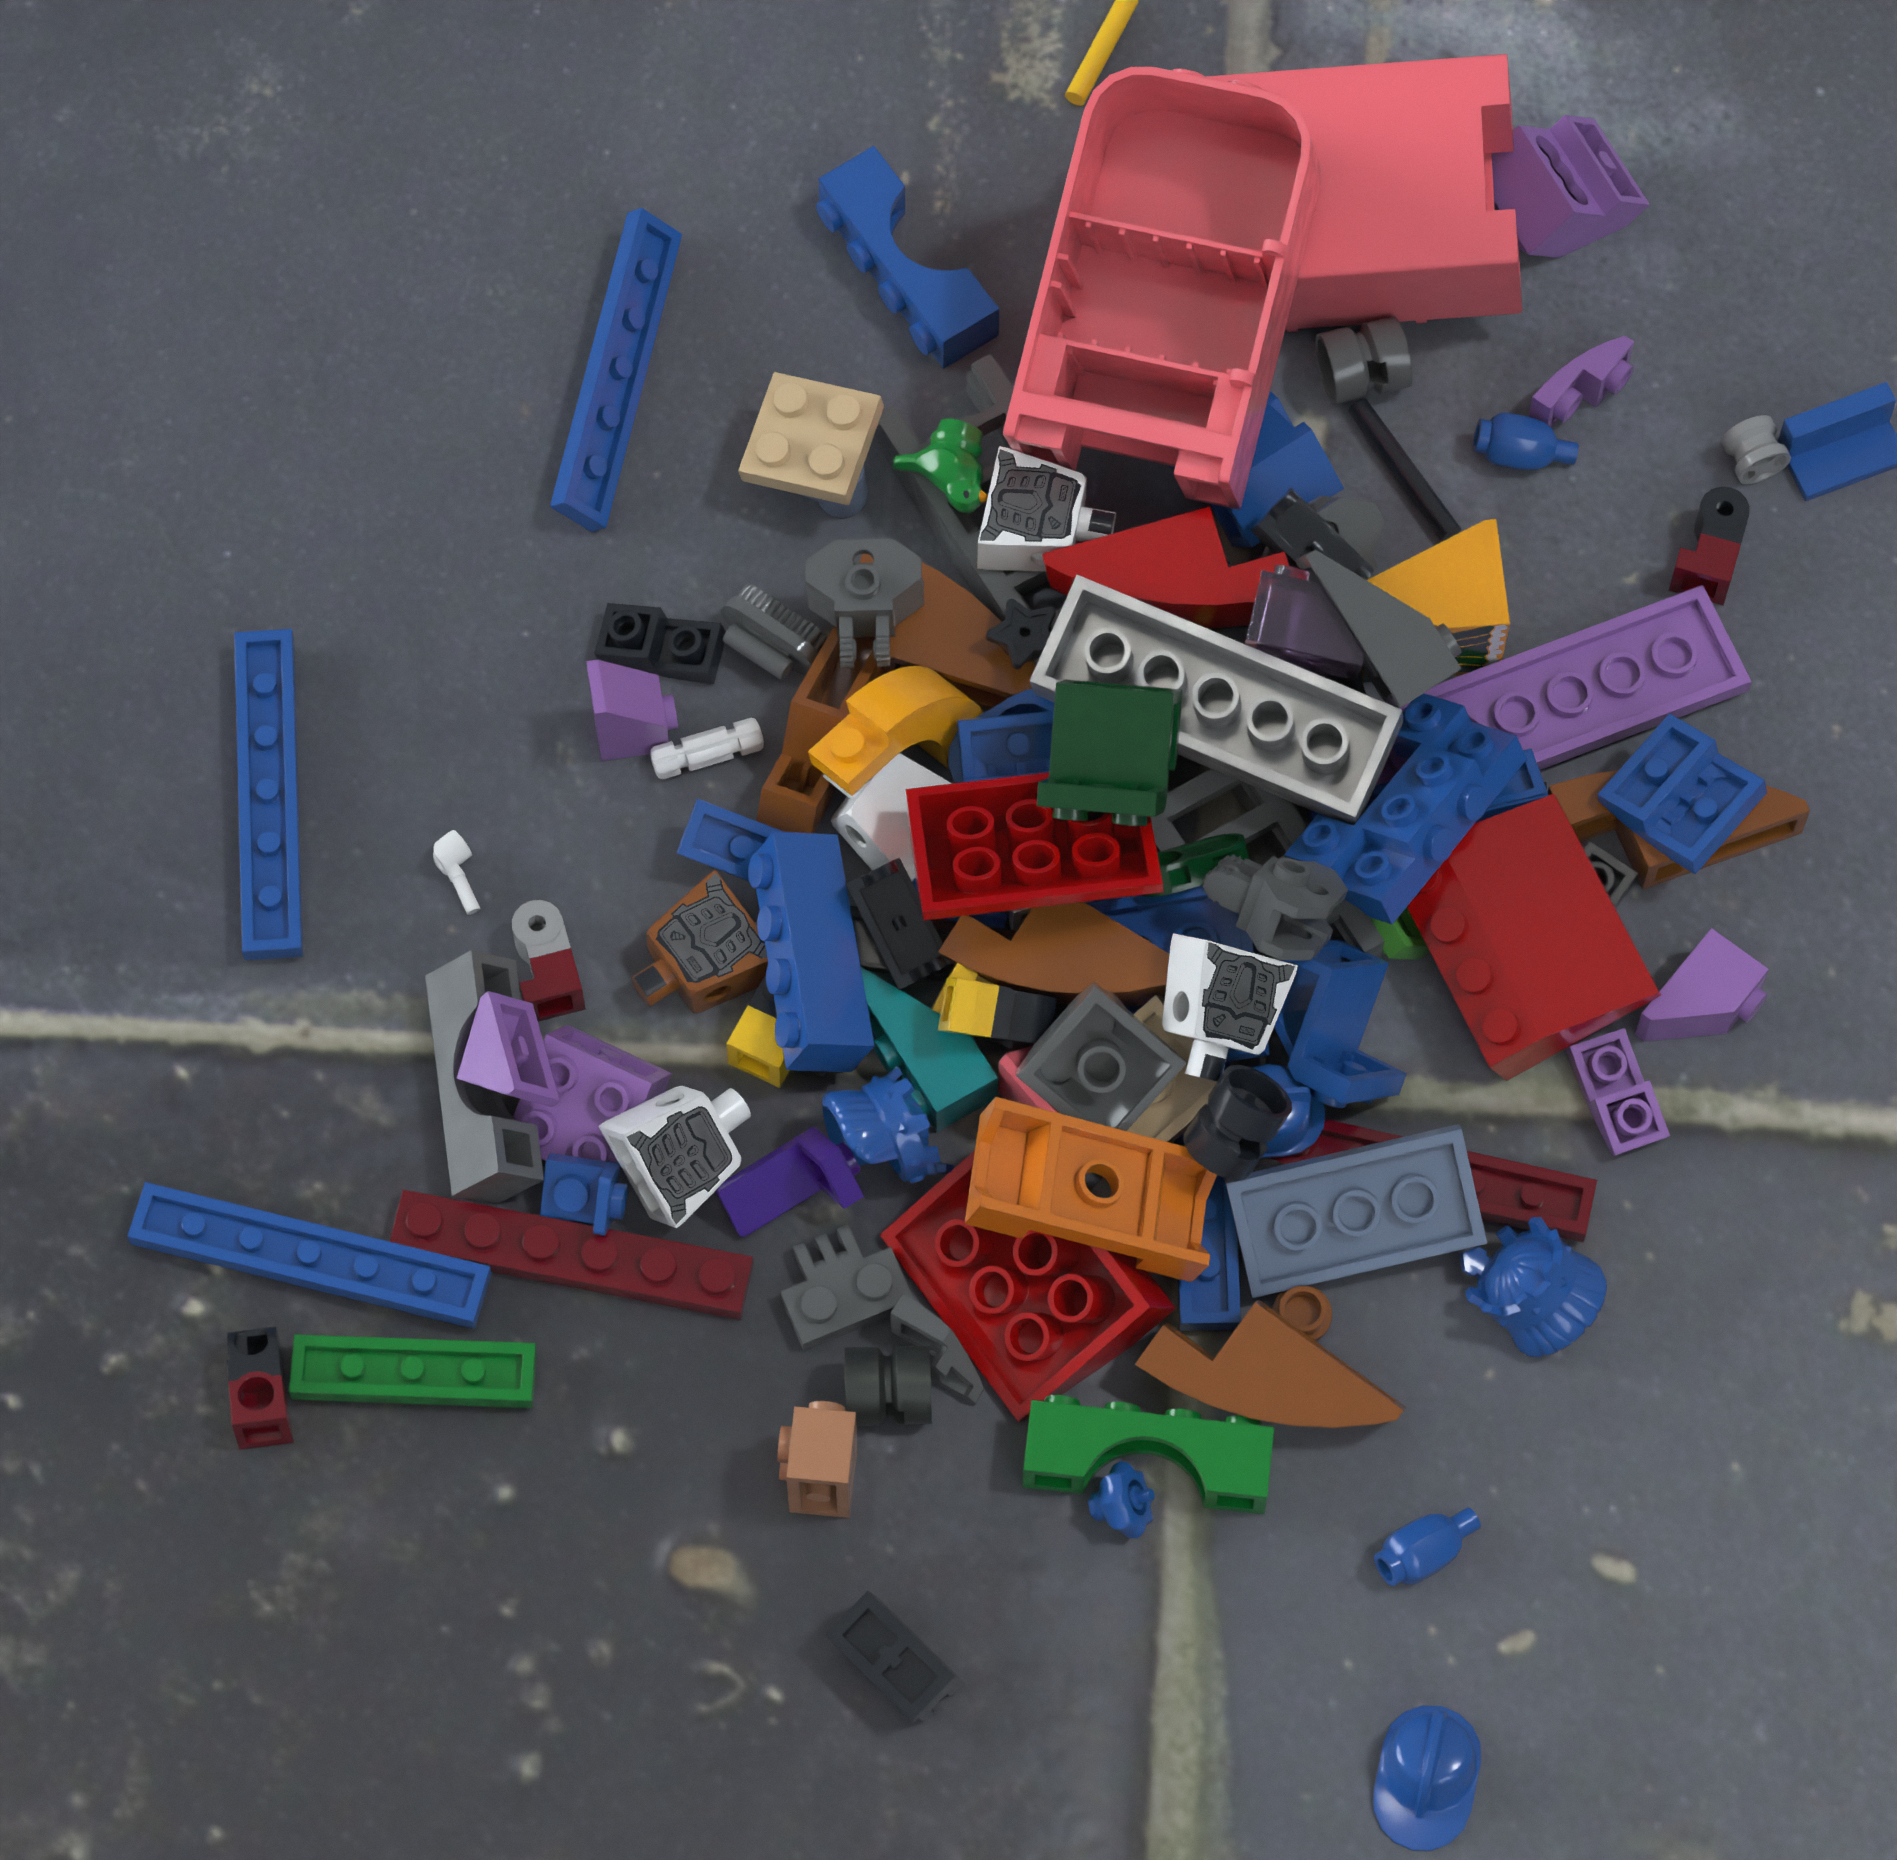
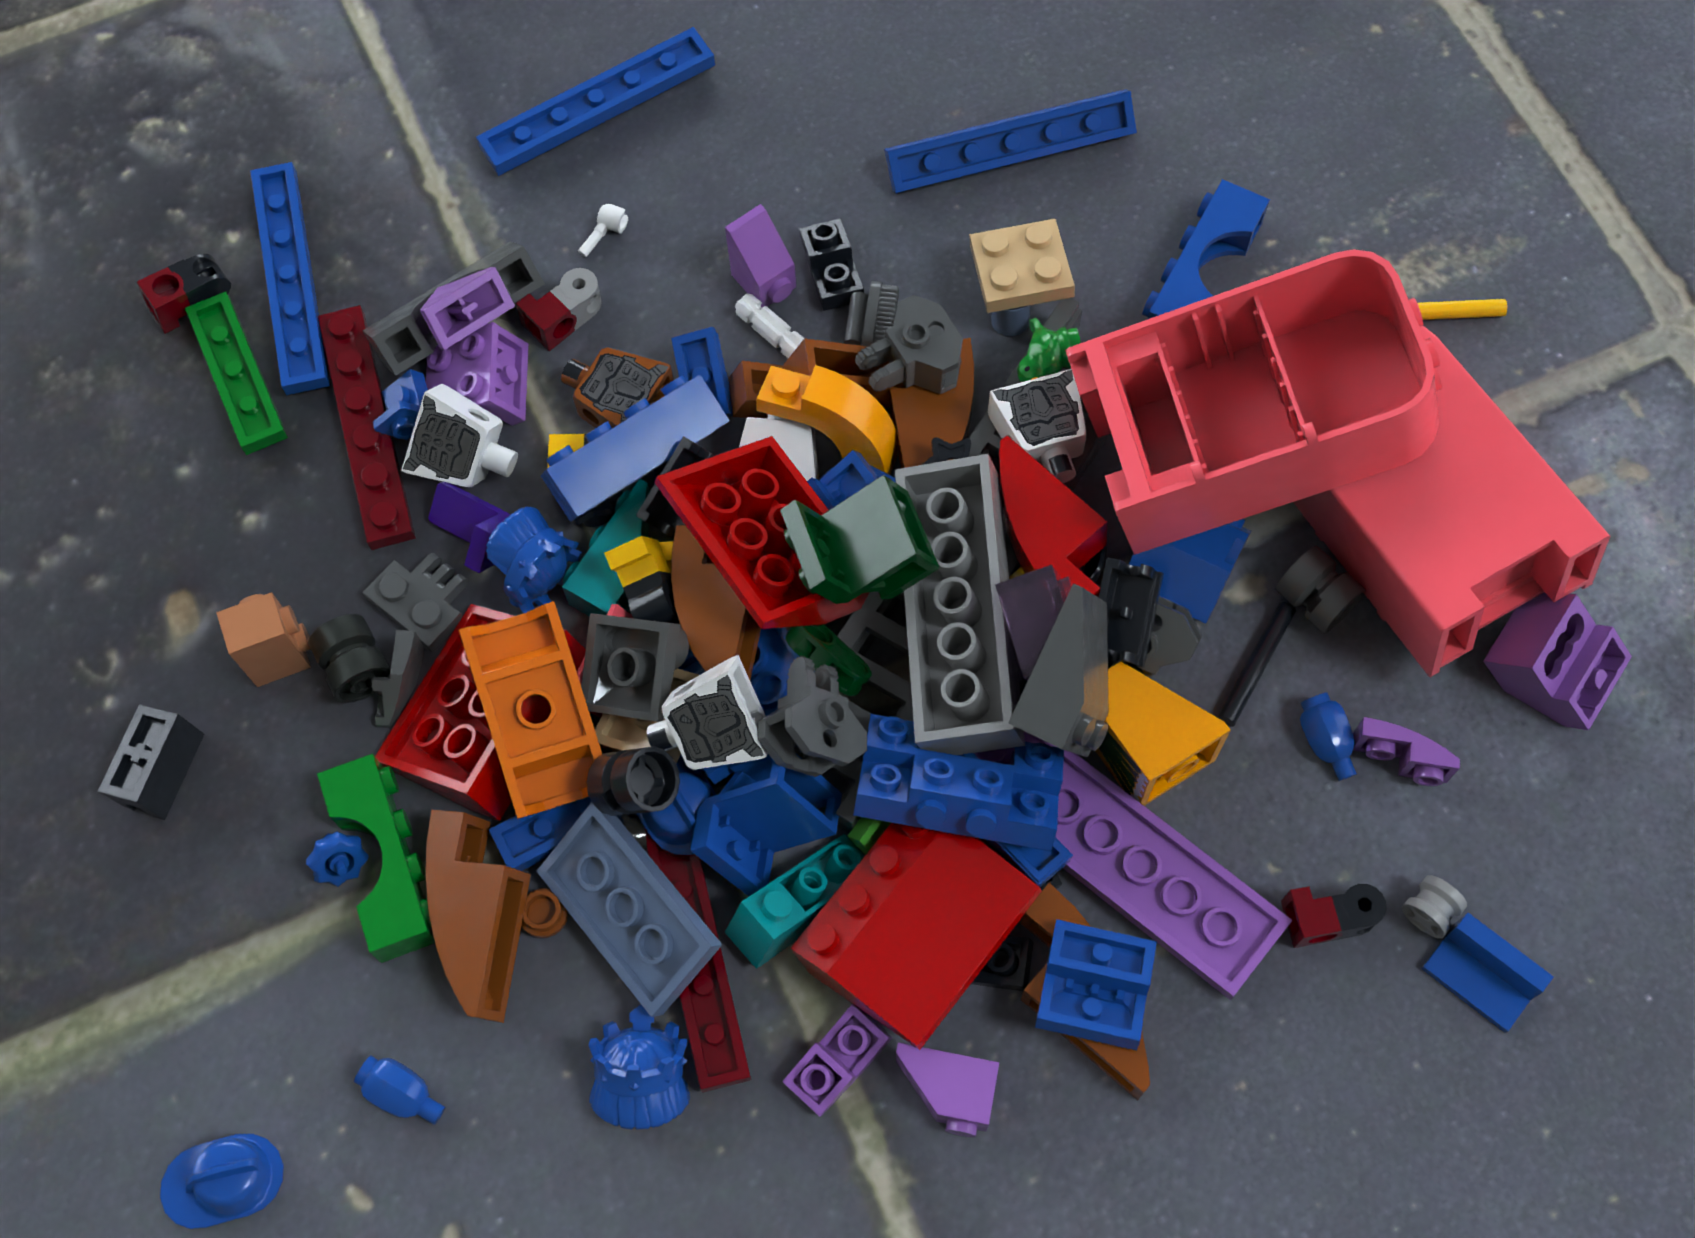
camera: 65 degrees right, 0 degrees up
(1430, 1047) = (786, 906): none -> teal slope

